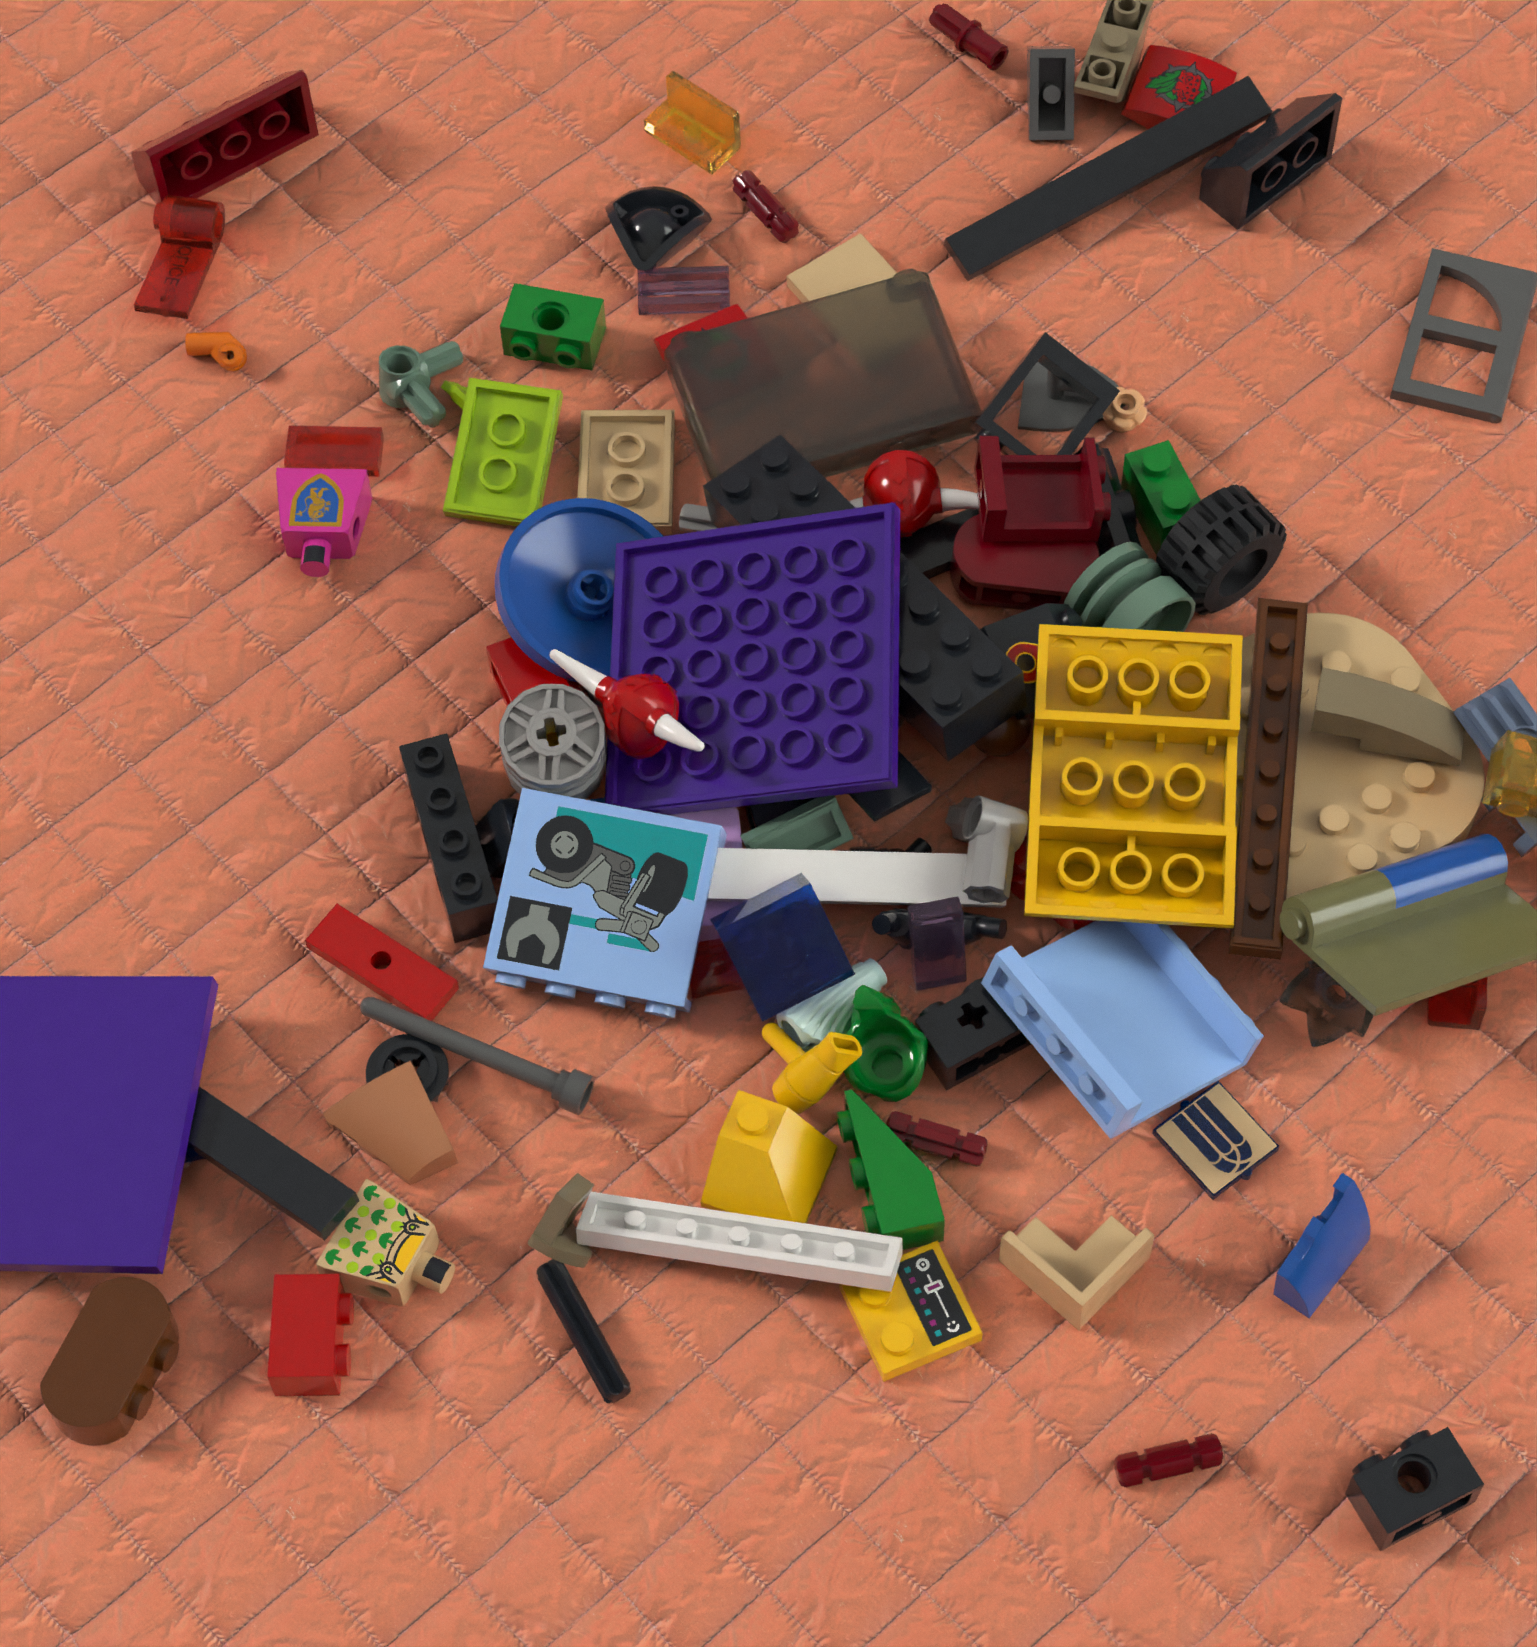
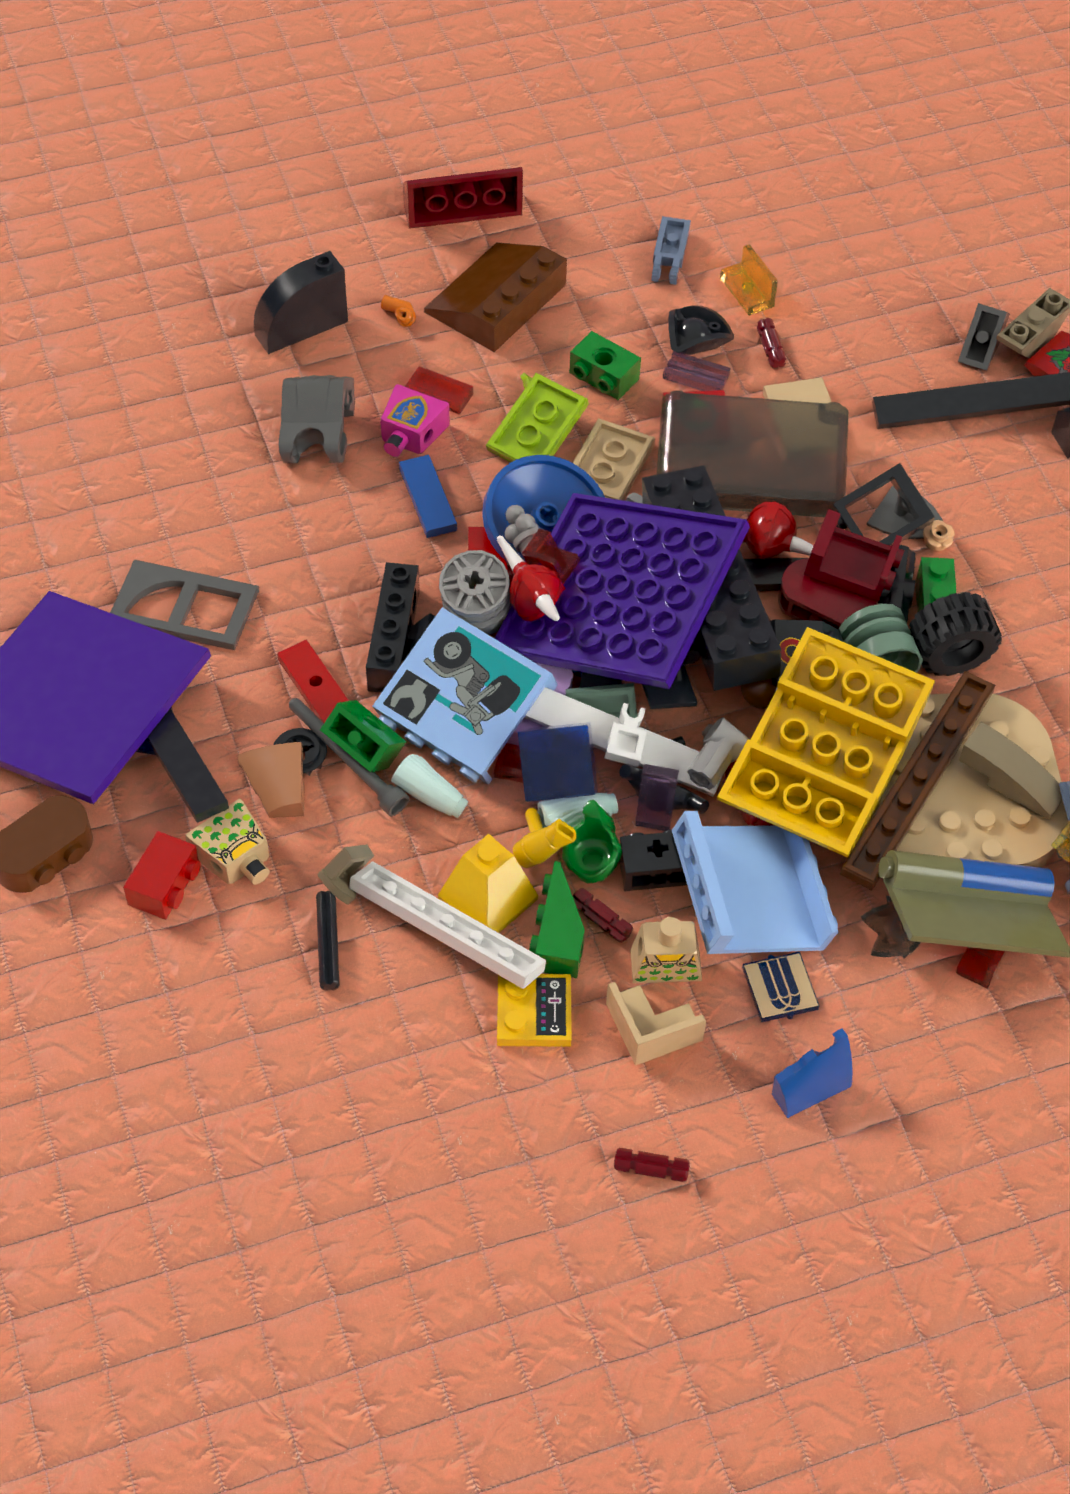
camera: 20 degrees right, 5 degrees down
(57, 896) = (149, 577): none -> dark grey window
(77, 394) = (302, 303): none -> black brick
(182, 557) = (315, 414): none -> dark grey piece
(189, 240) = (415, 244): clear red door -> none
(346, 268) = (500, 292): none -> reddish brown slope
(397, 618) = (428, 496): none -> blue tile
(407, 378) = (502, 363): sand green axle -> none
(491, 1016) = (363, 735): none -> green brick
(557, 111) = (670, 247): none -> sand blue hinge
(577, 628) = (521, 527): none -> light grey piece
(615, 1052) = (425, 784): none -> light aqua piece
(627, 653) = (545, 552): none -> clear red panel
(862, 880) = (625, 739): none -> white plate
(969, 36) = (948, 289): dark red axle -> none
(1057, 1157) = (666, 952): none -> tan torso
(1395, 1513) = (784, 1259): black brick -> none

